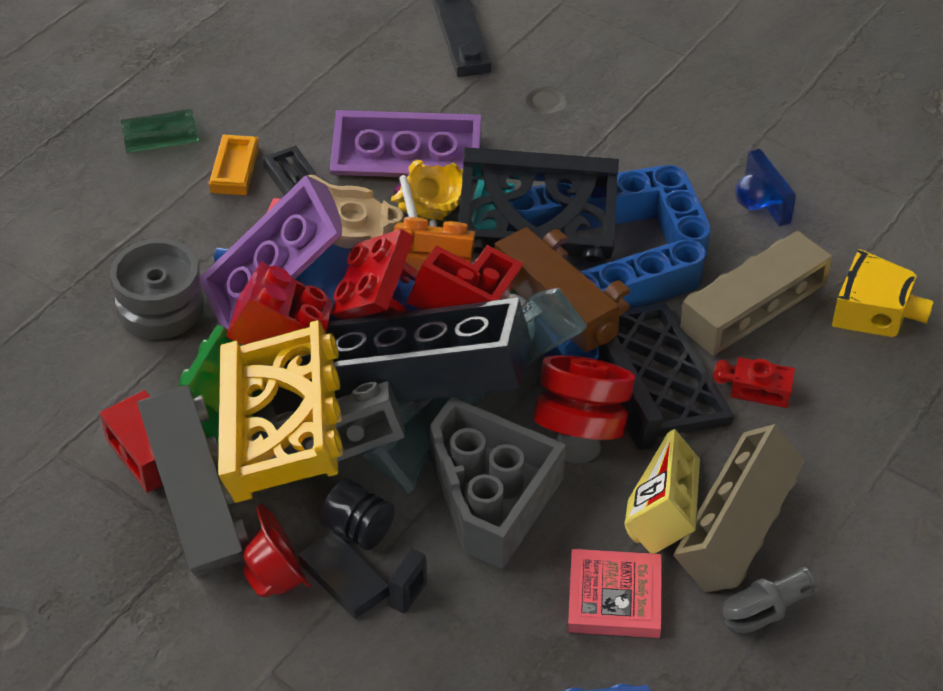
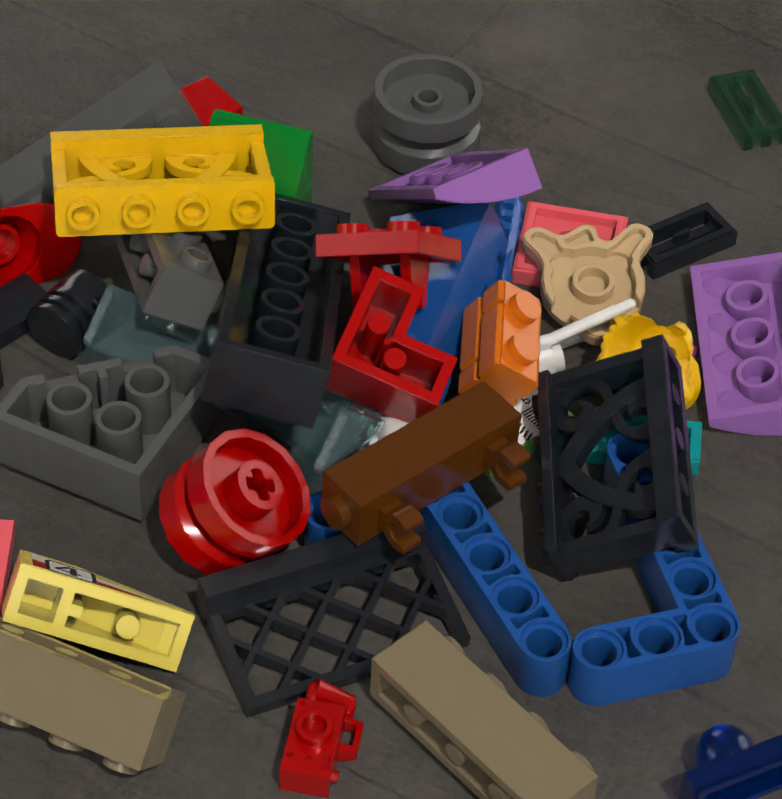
camera: 85 degrees right, 0 degrees up
(234, 165) = (695, 182): light orange tile -> none
(276, 306) = (341, 179): red slope -> none

